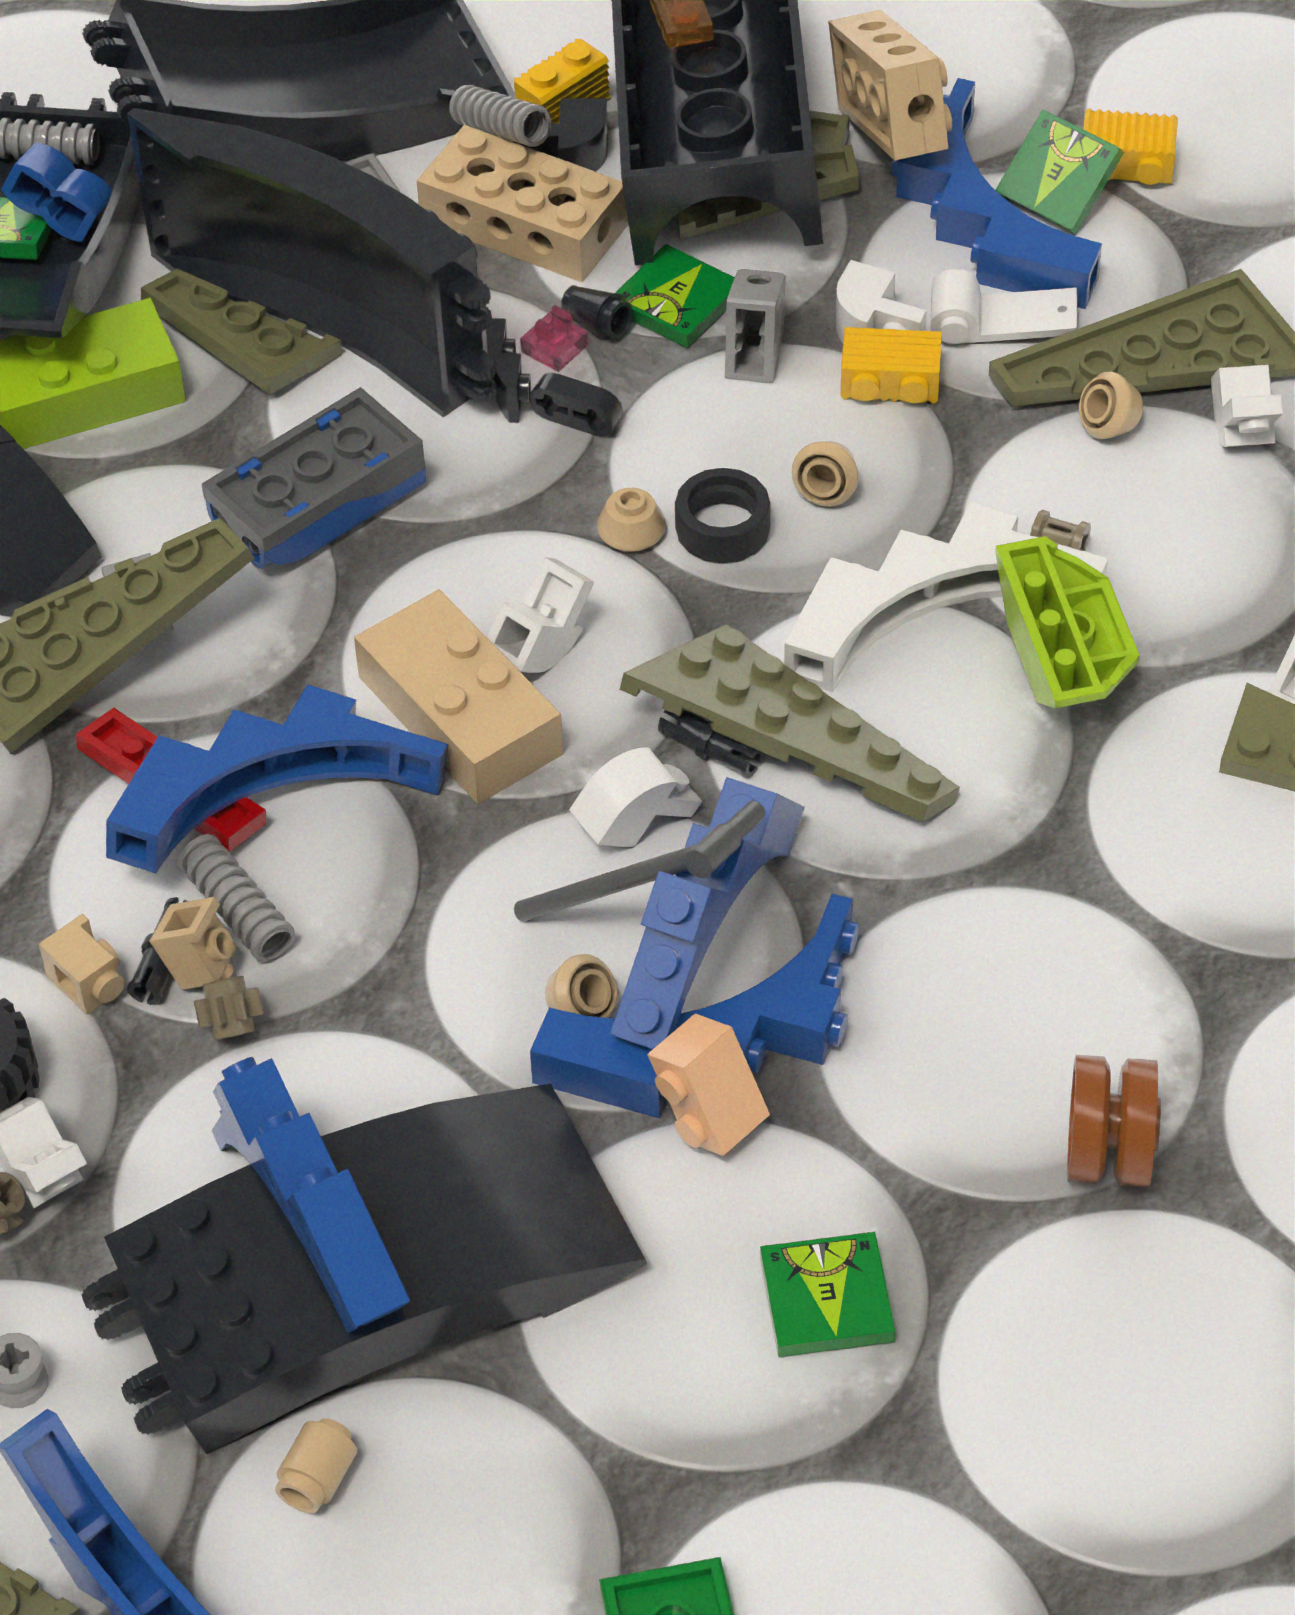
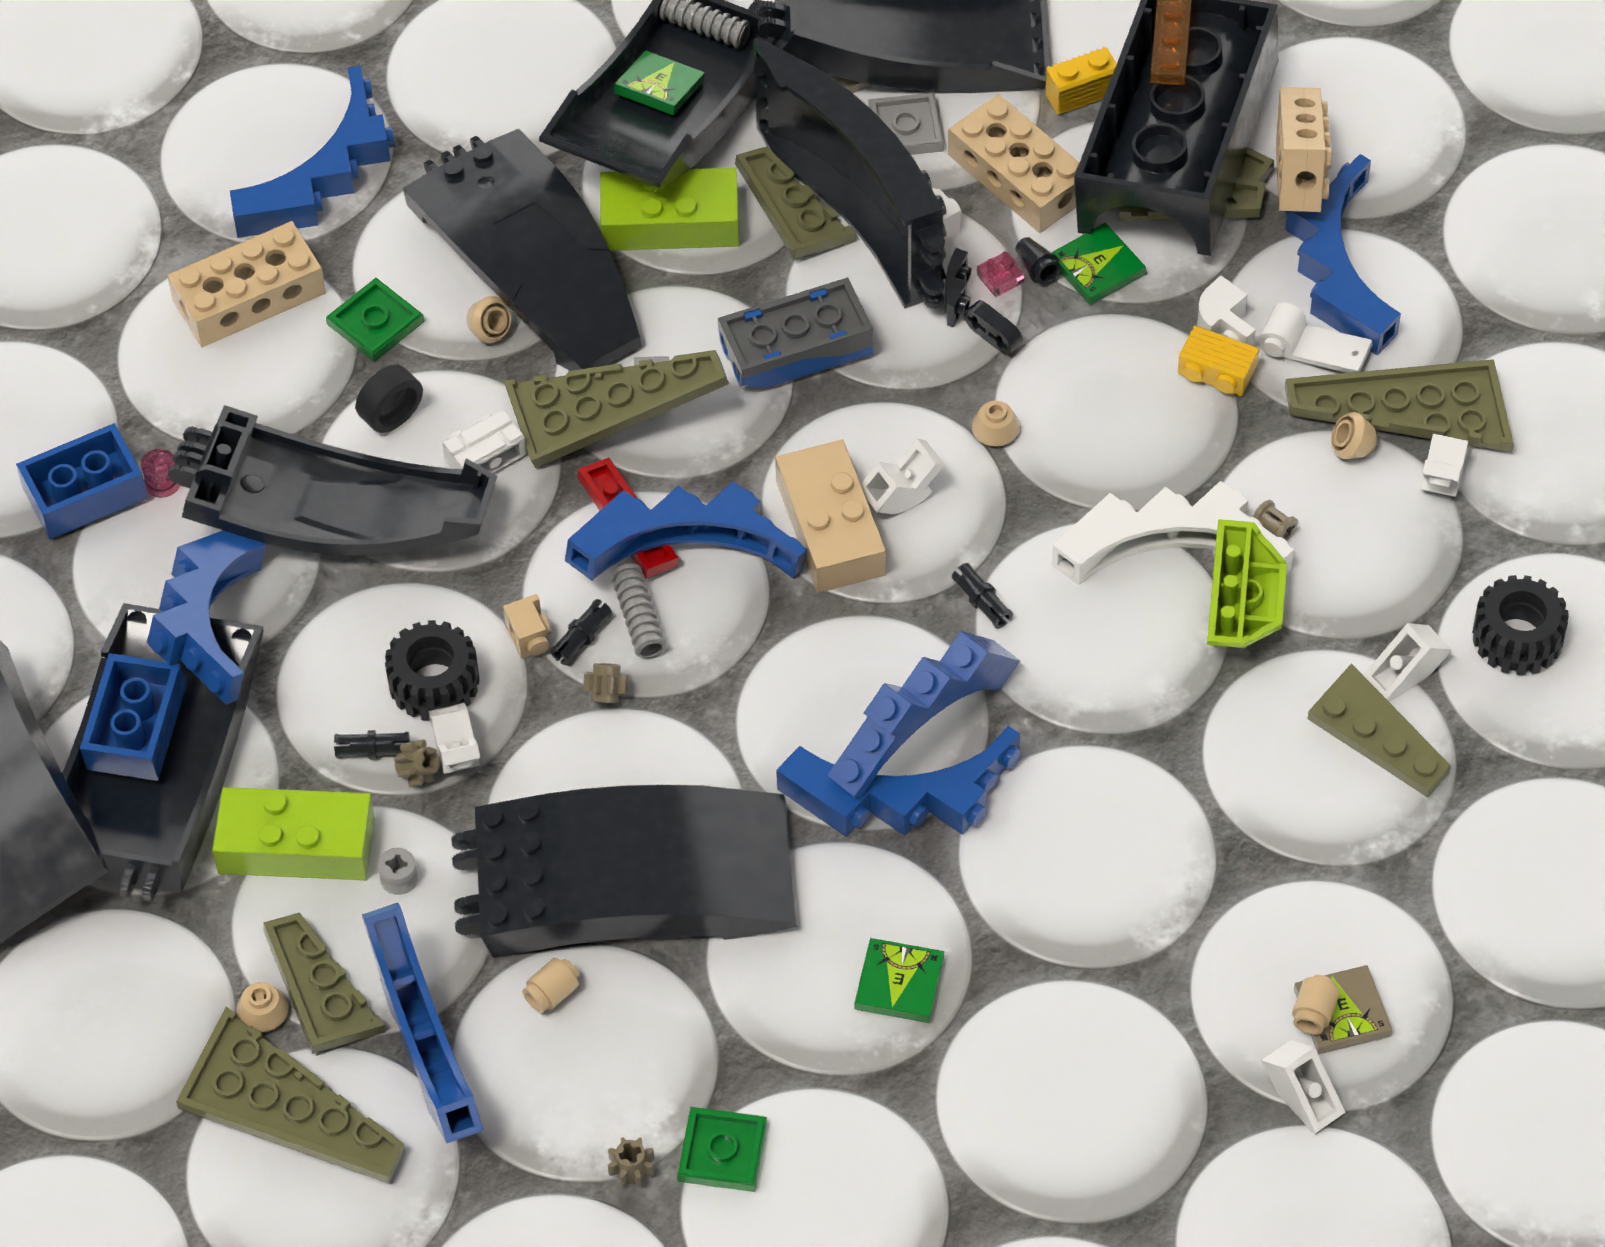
camera: 20 degrees right, 5 degrees up
(51, 187) = (703, 69): blue brick -> none
(194, 943) = (599, 634): tan brick -> none
(315, 1198) = (598, 819): blue arch -> none
(500, 115) = (1024, 94): light grey piece -> none
(580, 134) = (1069, 126): black brick -> none
(582, 987) = (827, 738): tan cone -> none
(629, 794) = (908, 618): white brick -> none
(698, 859) = (912, 682): dark grey bar -> none
(708, 1084) = (875, 827): light nougat brick -> none
(718, 487) = (1056, 416): black tyre -> none
(754, 307) = (1141, 289): light grey torso -> none
(784, 715) = (1034, 593): olive wing -> none
(825, 473) = (1137, 428): tan cone -> none
(1059, 171) = (1400, 247): tile -> none
(1114, 1121) = (1115, 928): dark orange wheel -> none
(1143, 138) = (1461, 240): yellow brick -> none

